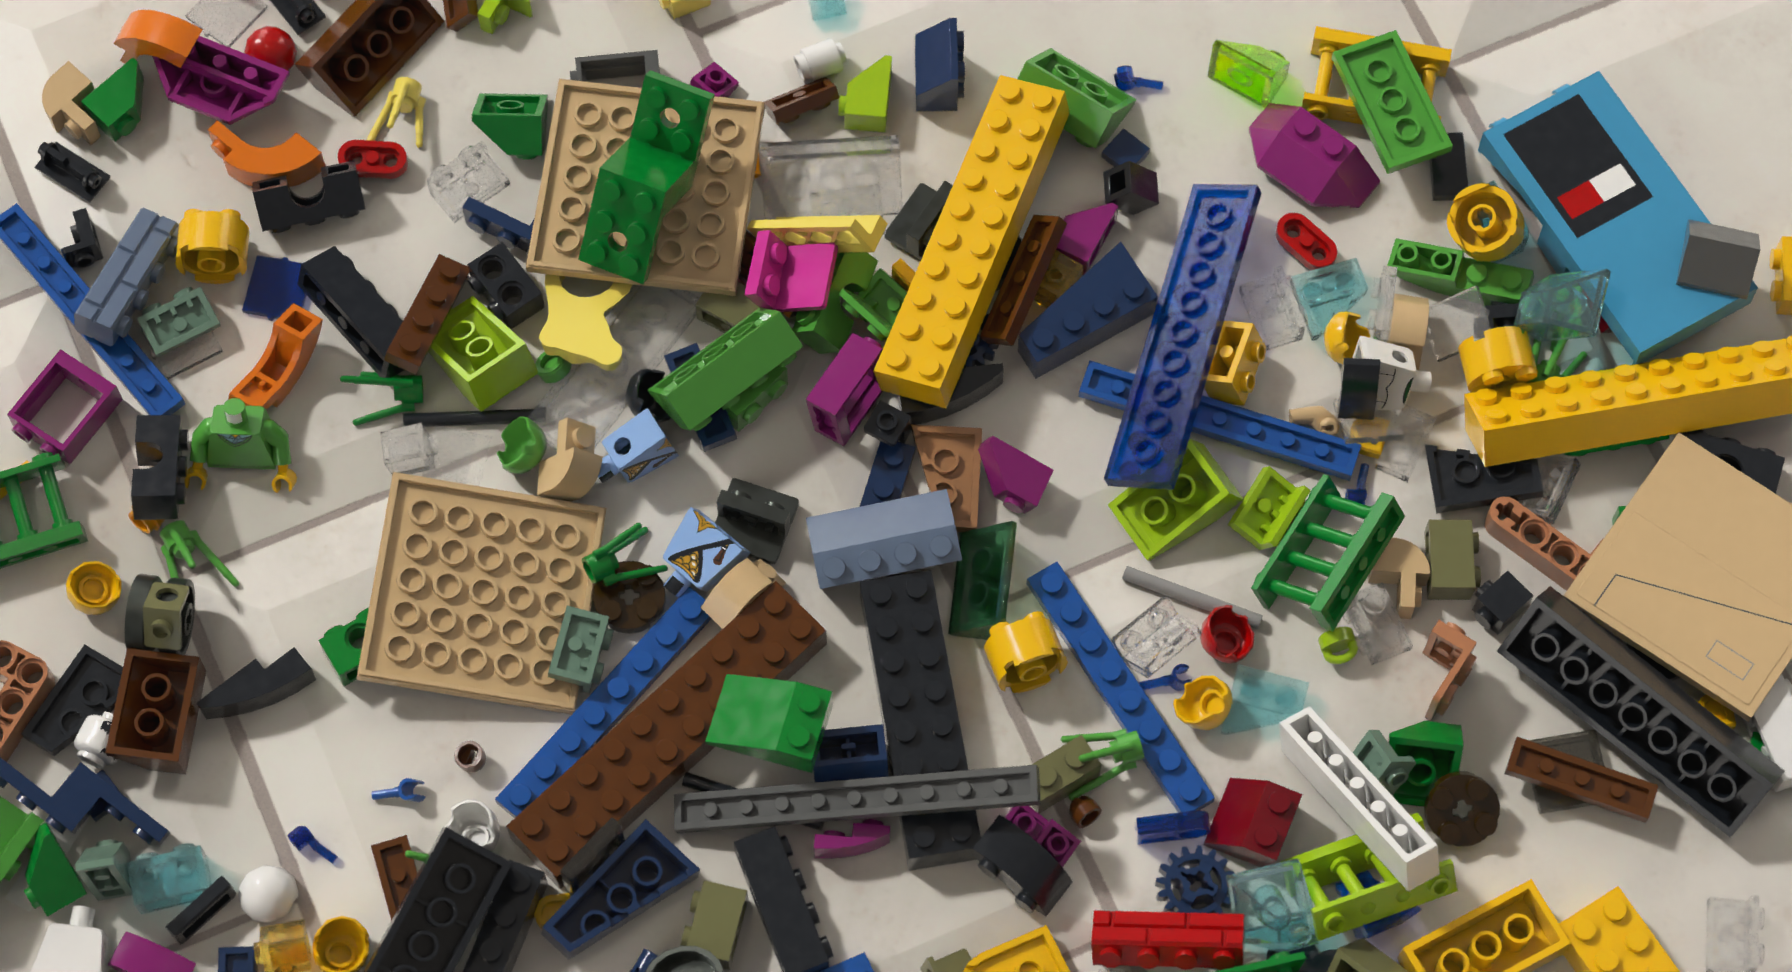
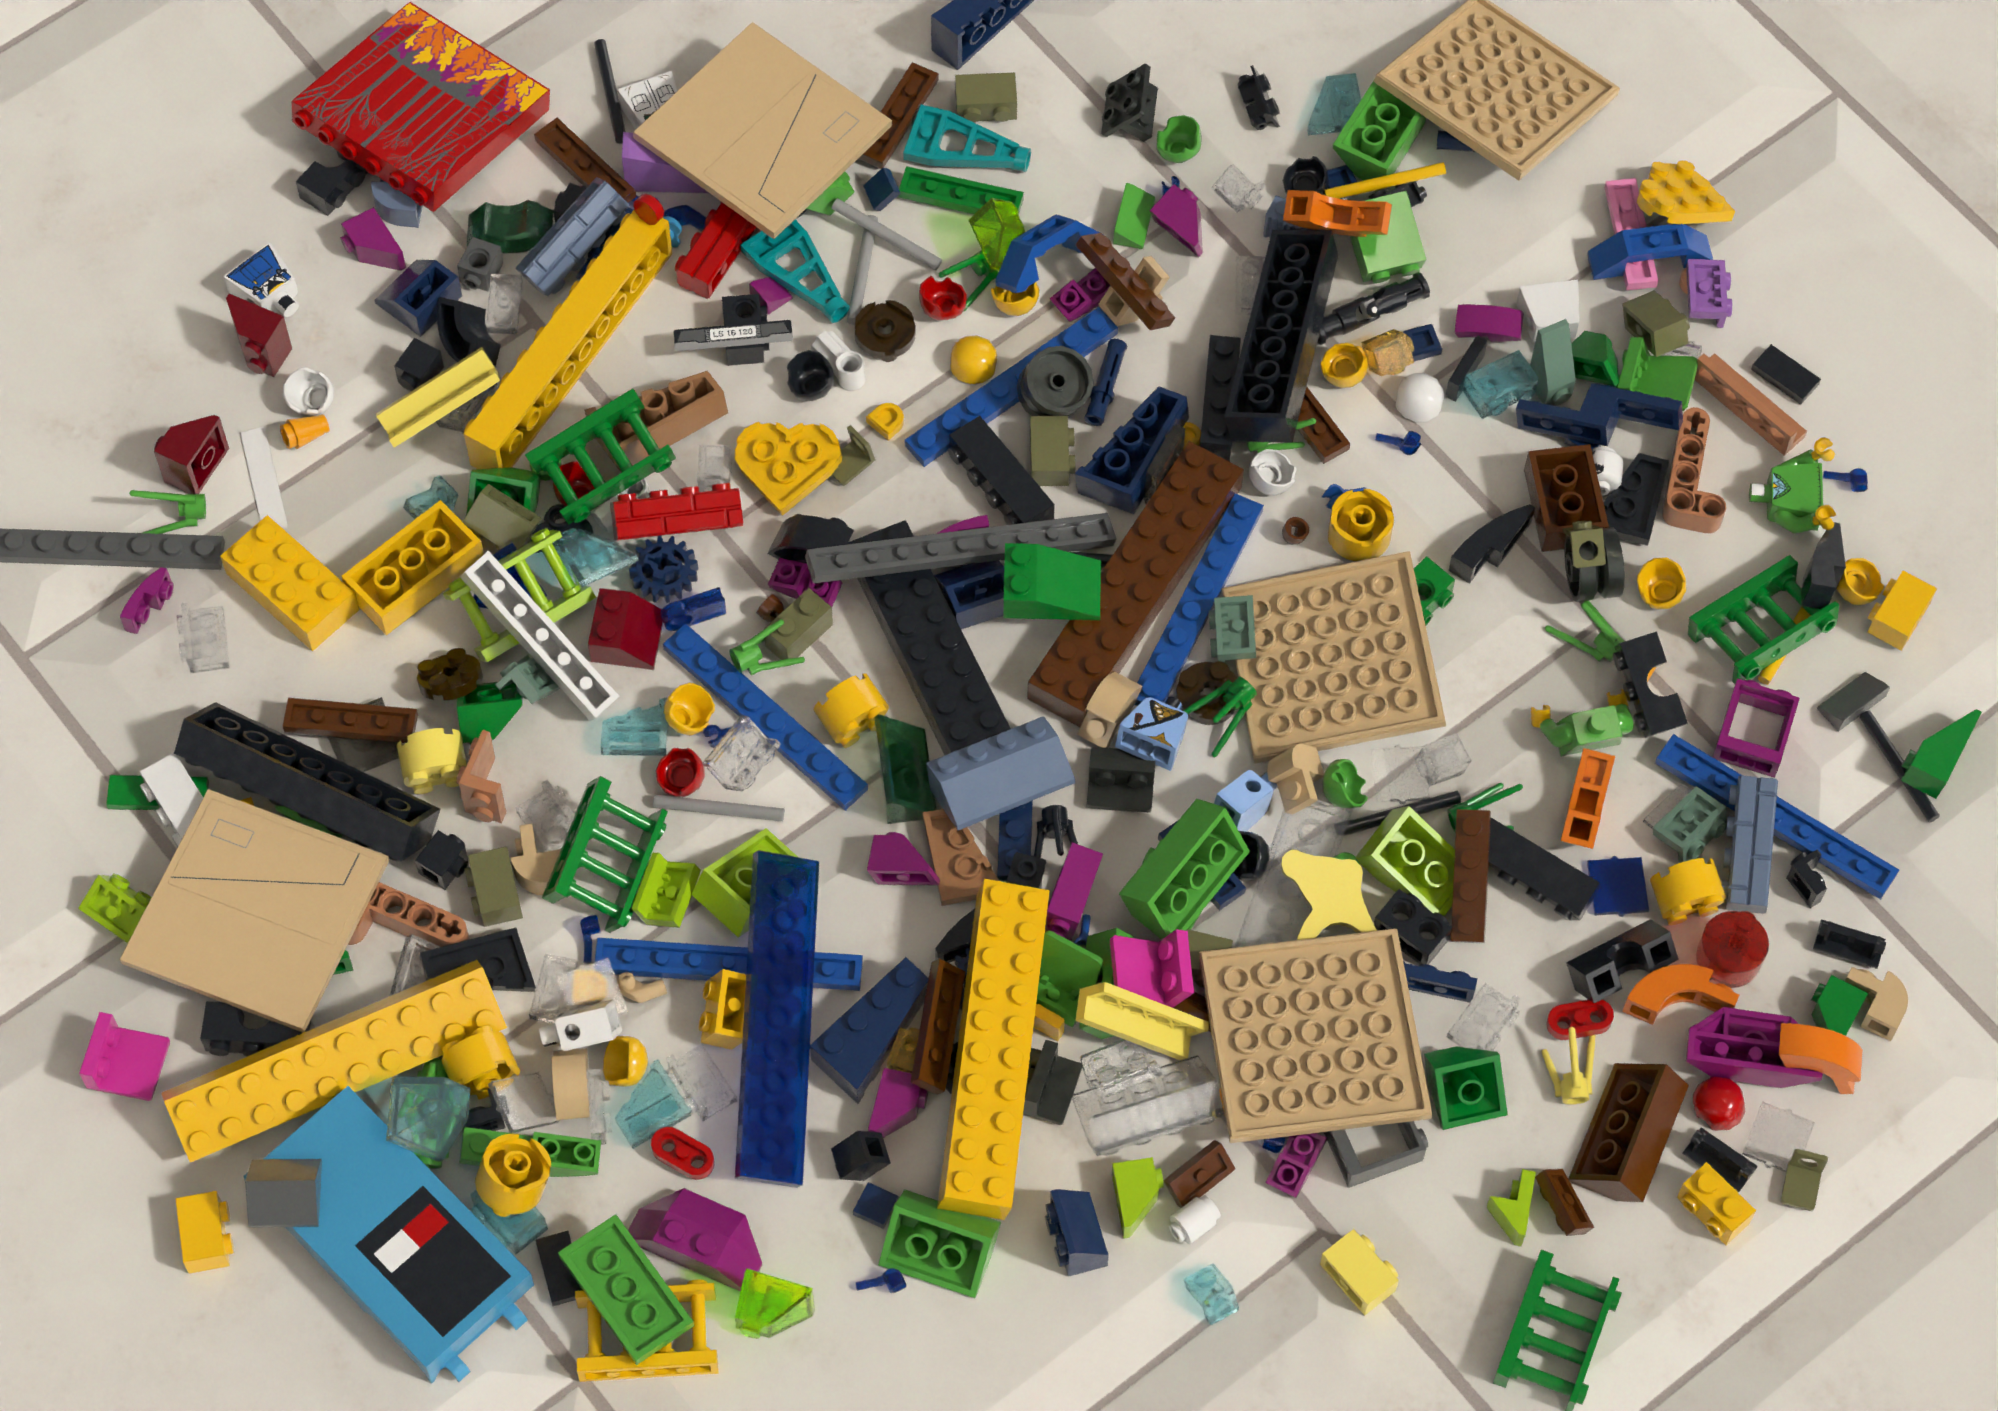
camera: 165 degrees right, 5 degrees down
(192, 180) = (1733, 947): none -> clear red brick
(396, 756) = (1360, 525): none -> yellow brick
(646, 177) = (1311, 1003): green bracket -> none
(839, 488) = (1056, 825): none -> black plant
(1336, 641) = (576, 792): lime tile -> none
(1358, 388) = (605, 993): black slope -> none
(1497, 707) = (431, 759): none -> light yellow brick

